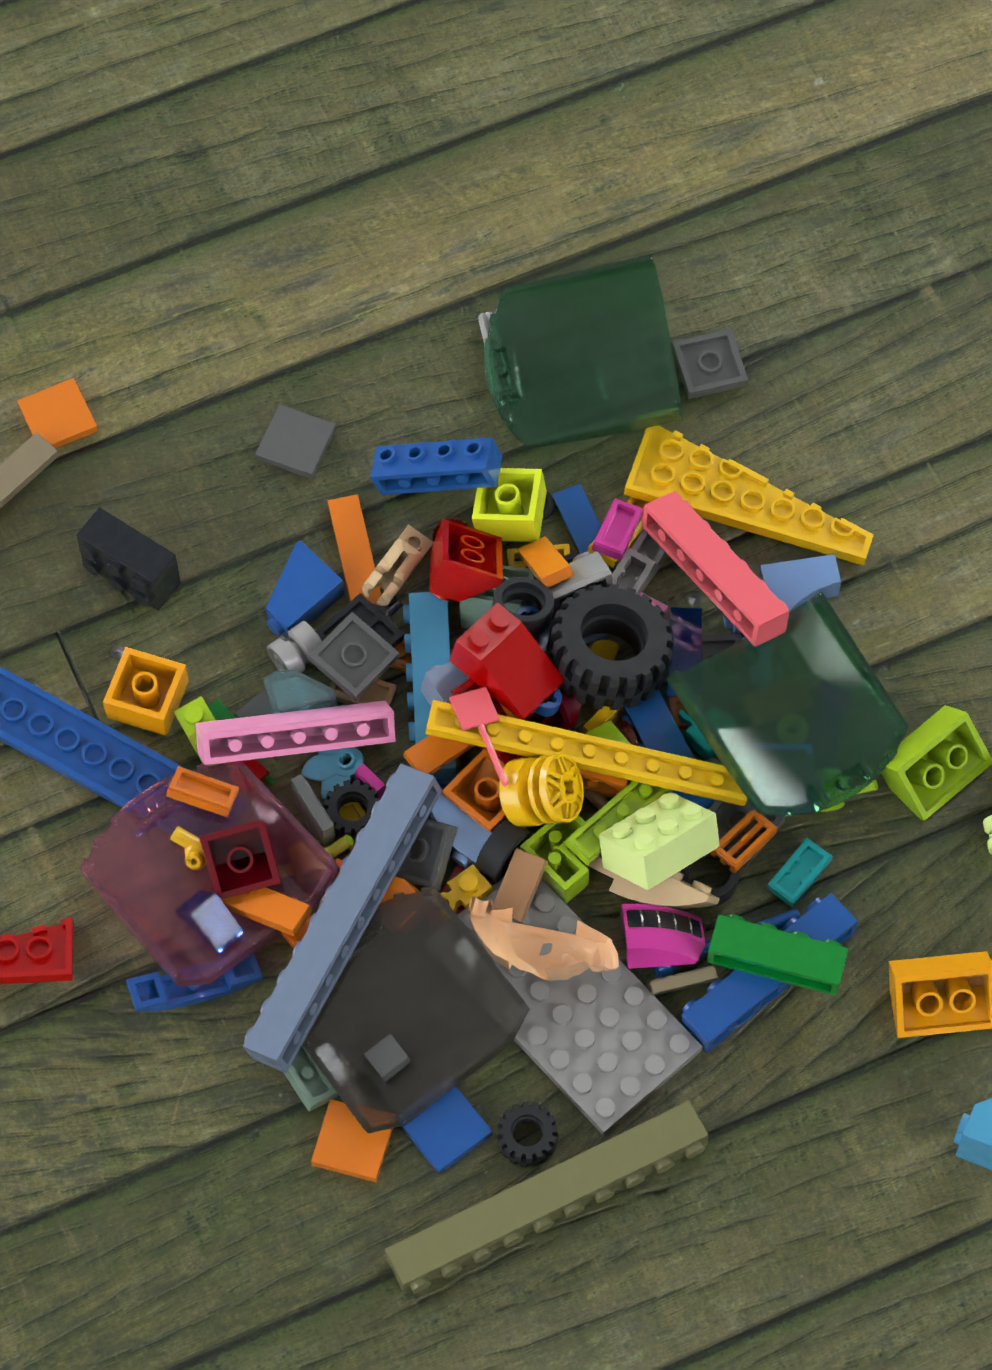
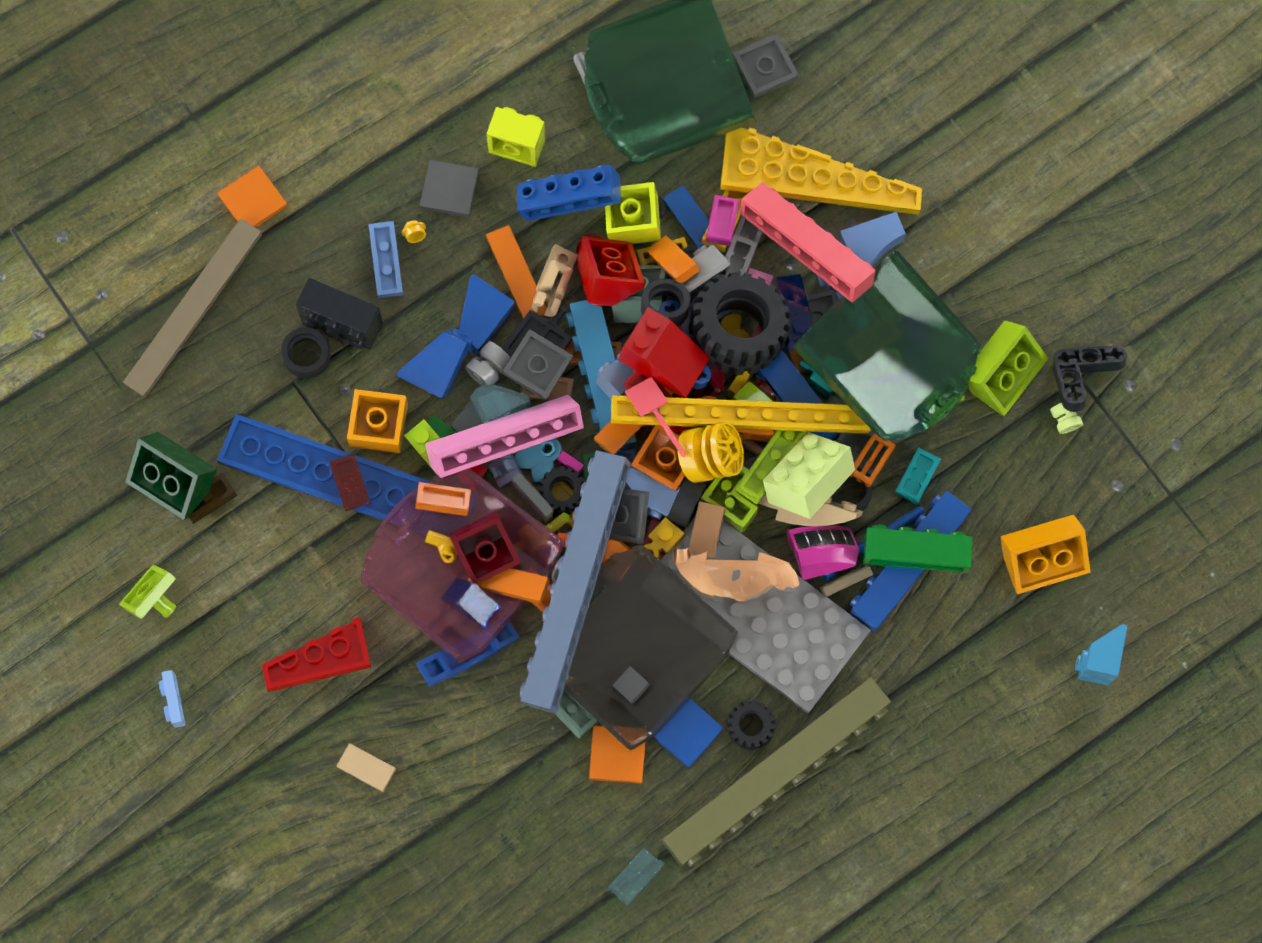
camera: 15 degrees left, 10 degrees up
(39, 1099) = (366, 767): none -> tan tile
(73, 578) = (301, 334): none -> black tyre
(95, 755) = (349, 482): none -> clear red plate
(200, 509) = (385, 259): none -> medium blue plate
(235, 635) = (438, 363): none -> blue slope
(242, 483) = (414, 231): none -> yellow plate
(284, 772) = (504, 470): none -> sand blue tile
(343, 1293) = (636, 876): none -> clear light blue panel
(387, 392) = (516, 136): none -> neon yellow brick

